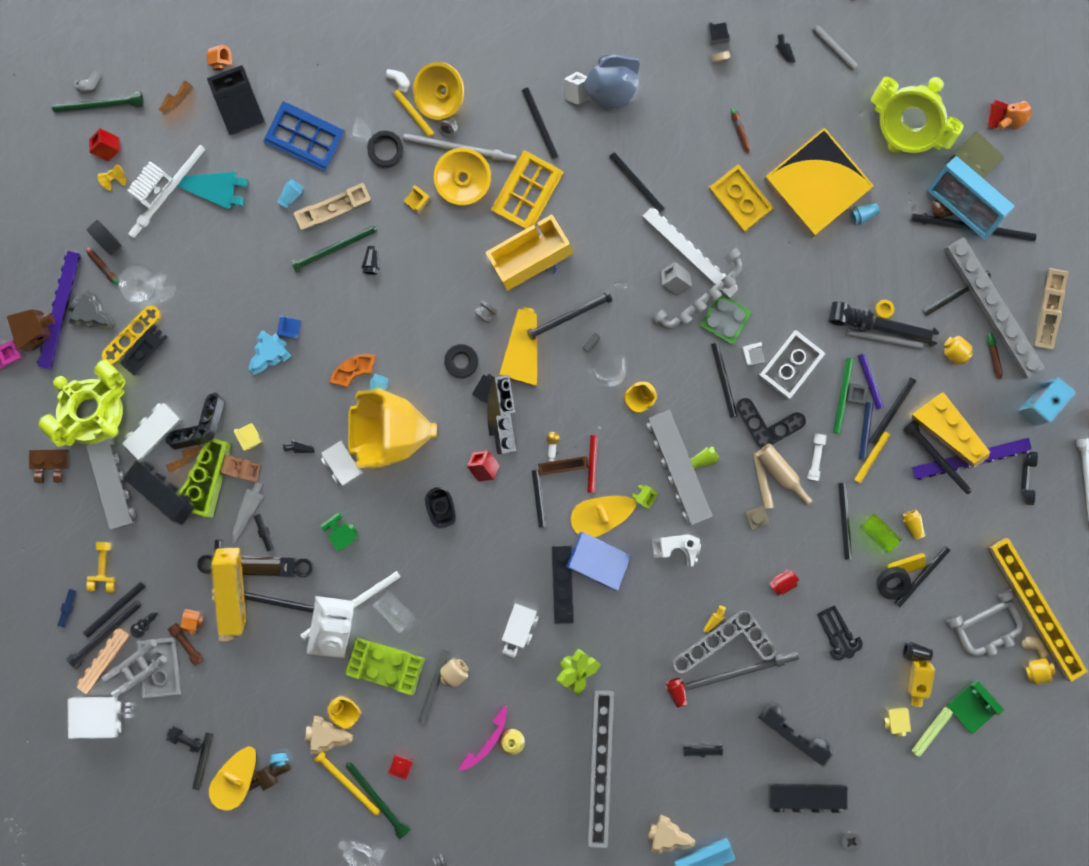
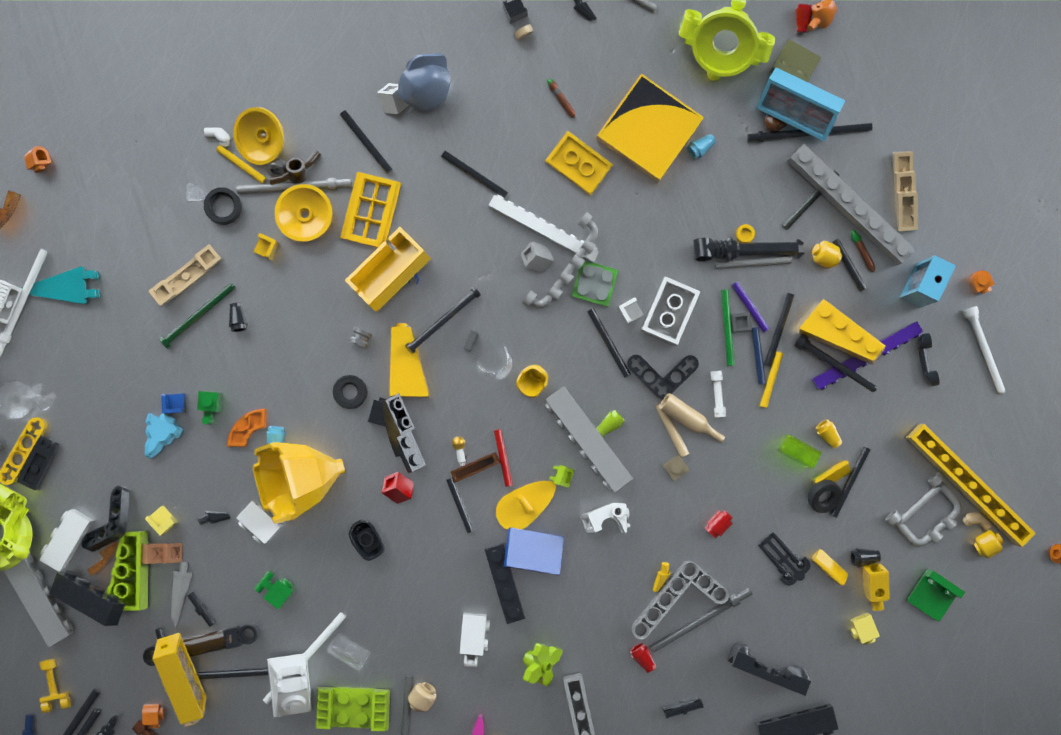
camera: 20 degrees left, 0 degrees up
(235, 99) = (64, 195): black slope -> none
(289, 148) = (147, 197): blue piece -> none
(290, 193) = (141, 272): medium azure cone -> none
(322, 336) = (209, 403): none -> green brick
(465, 133) = (296, 170): none -> dark brown piece
(845, 521) = (761, 447): black bar -> none
(881, 653) = (830, 567): none -> yellow slope
(932, 732) = (899, 630): yellowish green axle -> none
(978, 367) = (850, 266): none -> black bar

